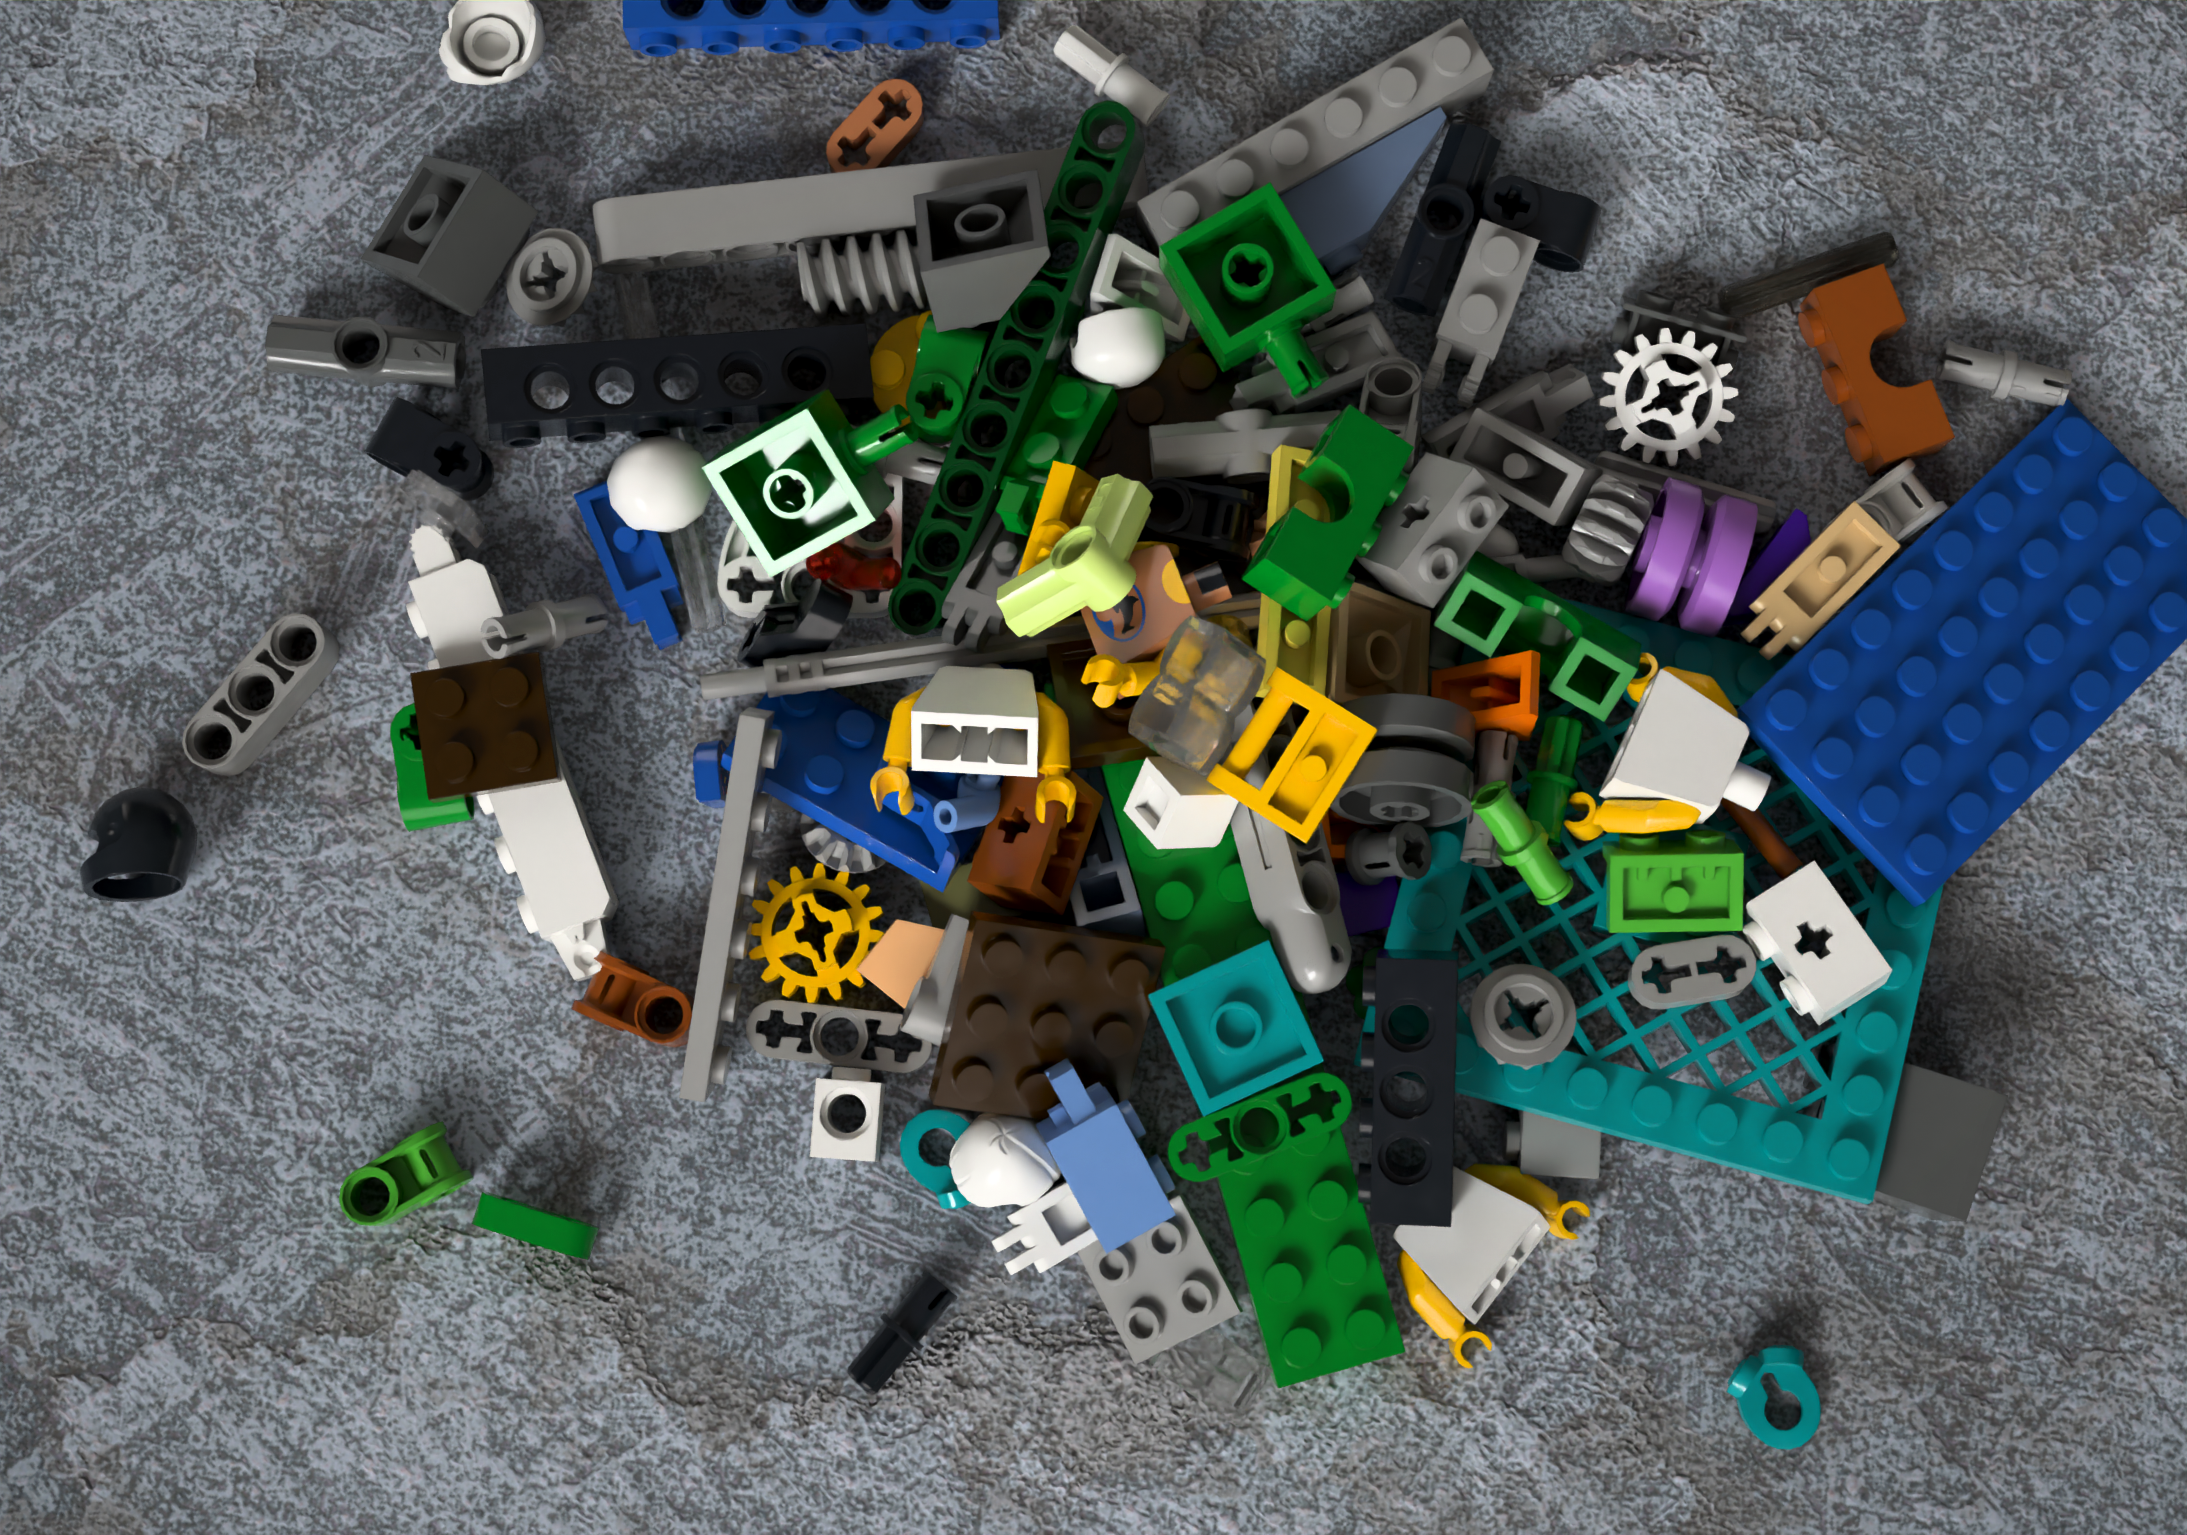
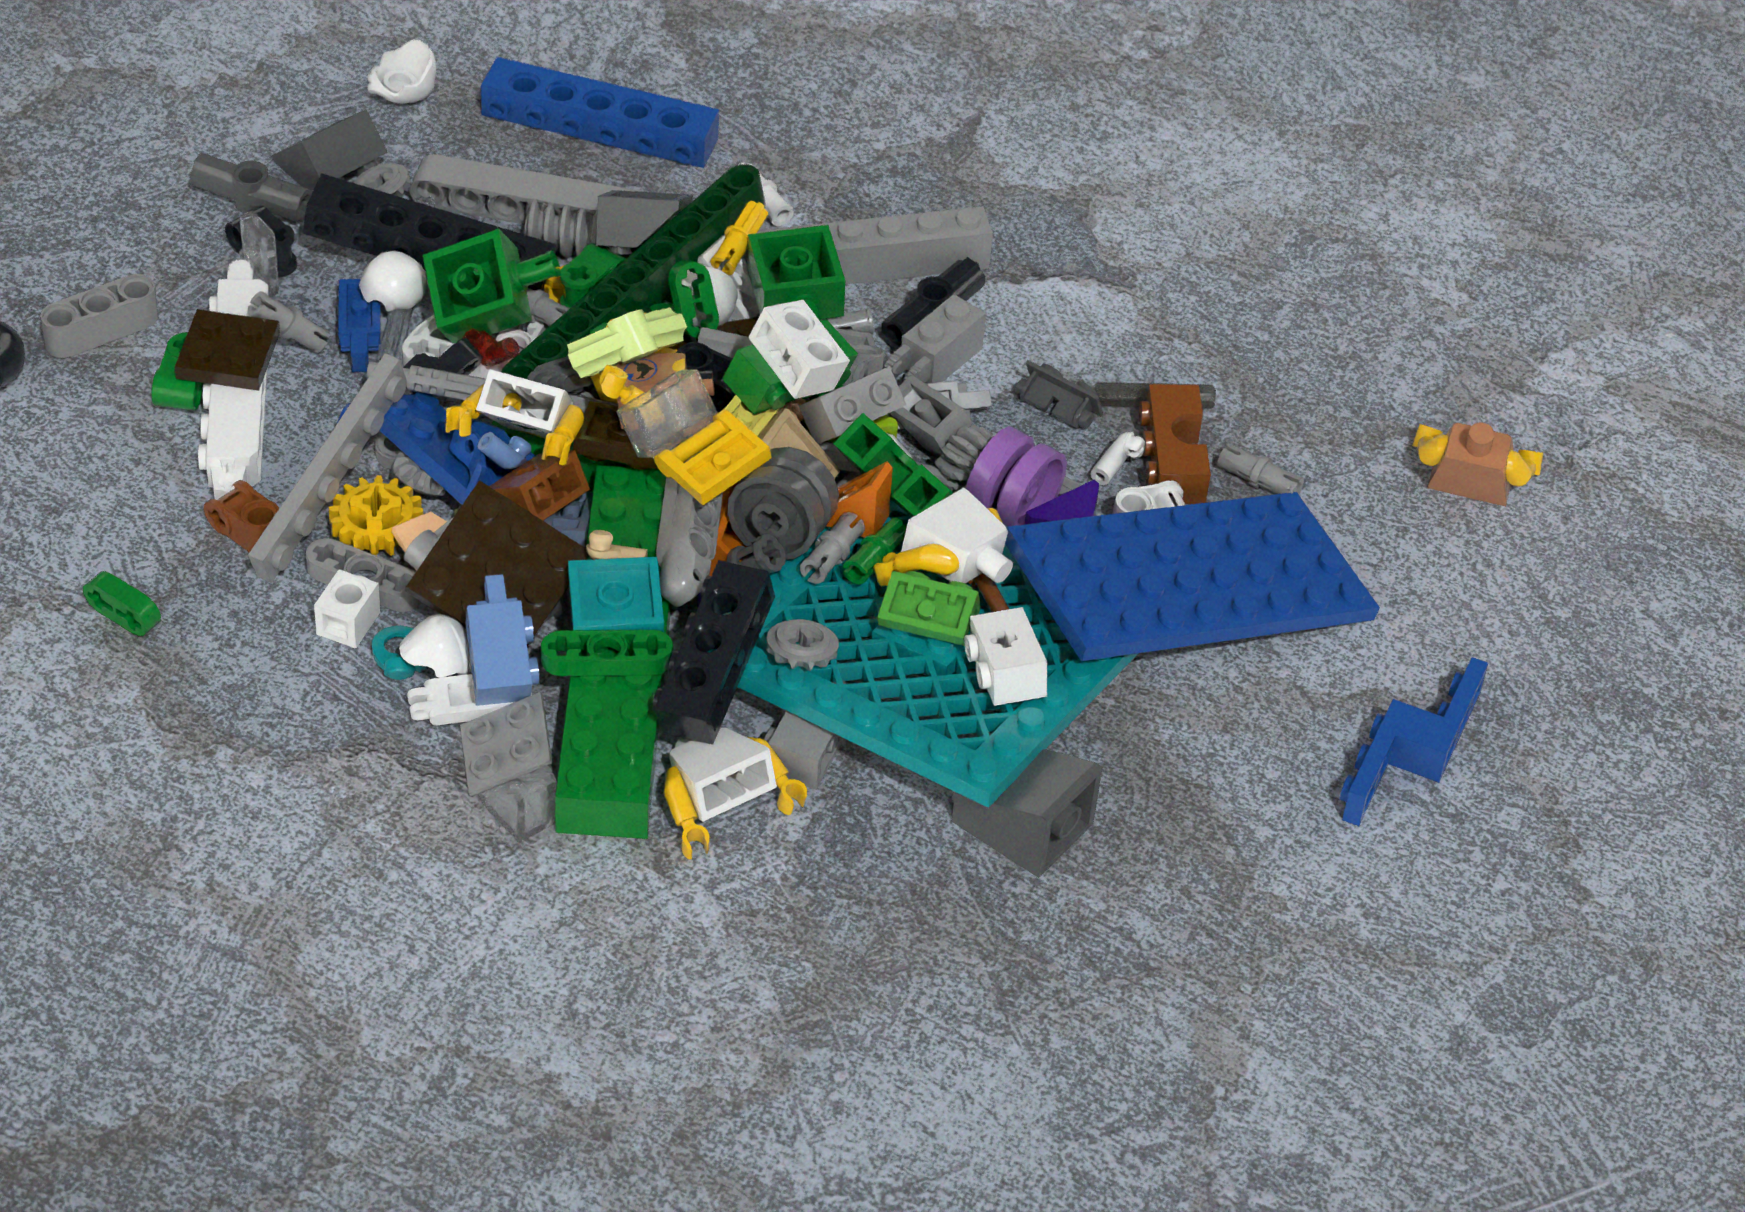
camera: 15 degrees right, 35 degrees down
(408, 1177) = (48, 558): bright green piece -> none
(865, 123) = (617, 172): nougat beam -> none
(900, 1333) = (325, 724): black axle -> none
(1111, 394) = (702, 296): none -> green beam
(1141, 238) = (736, 237): none -> yellow axle
(1178, 806) = (636, 483): white panel -> none
(1194, 947) = (601, 547): none -> tan arm
(1345, 536) = (798, 349): none -> white brick
(1351, 199) = (890, 277): sand blue slope -> none
(1522, 842) = (840, 555): bright green pin -> none
(1555, 217) = (1005, 322): black piece -> none
(1681, 423) = (1040, 411): white gear -> none
(1689, 956) = (923, 658): light grey beam -> none
(1786, 1365) = (902, 912): teal piece -> none
(1791, 422) = (1116, 455): none -> white arm
(1820, 580) = (1100, 497): tan hinge -> none

